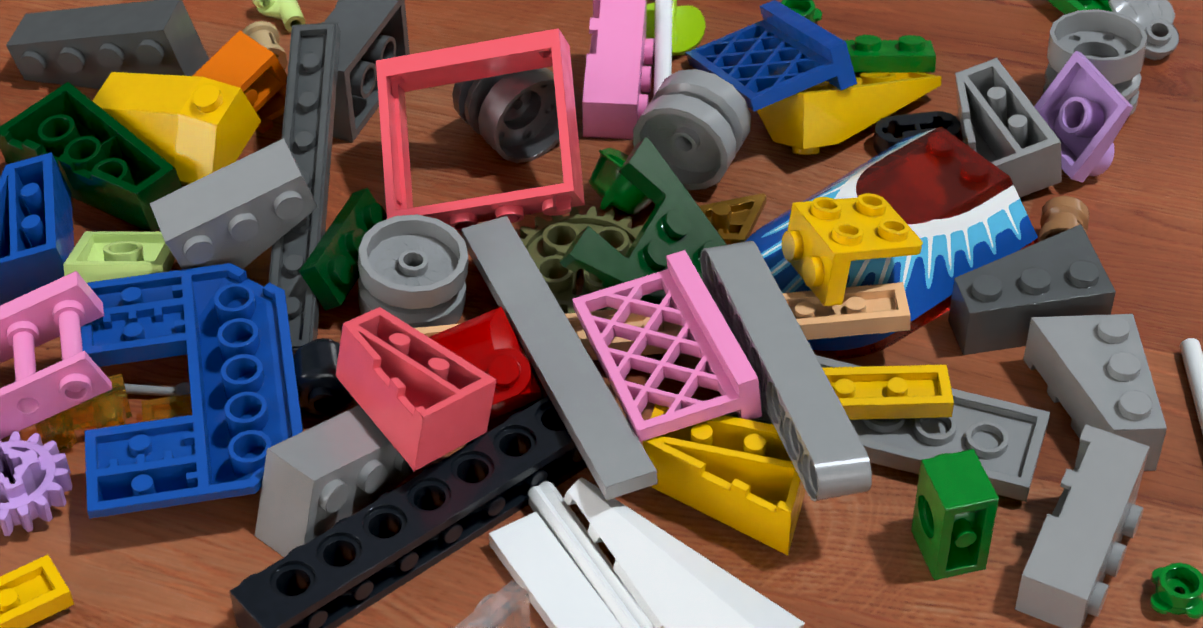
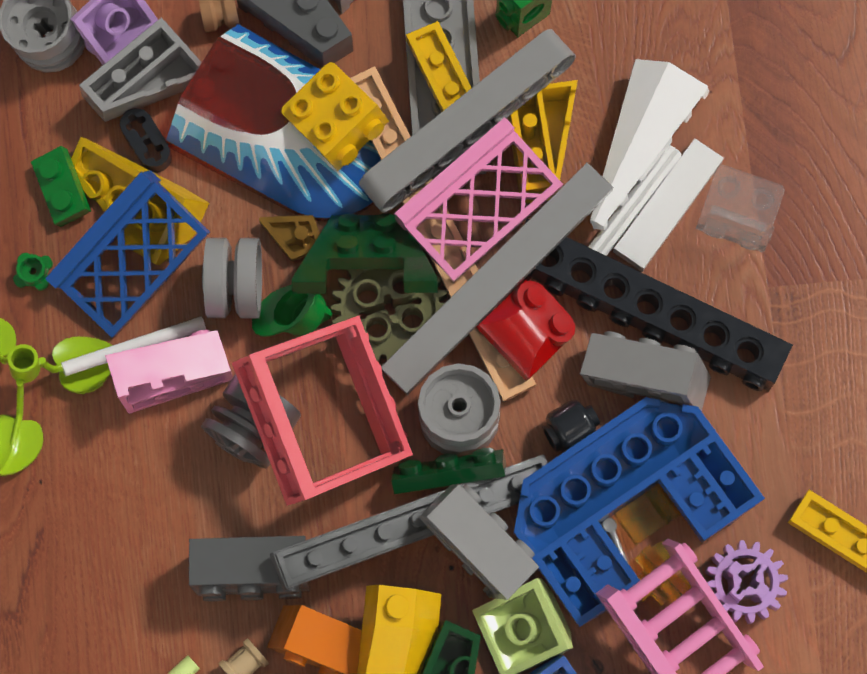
camera: 115 degrees left, 30 degrees up
(413, 387) = (592, 335): coral wedge -> none

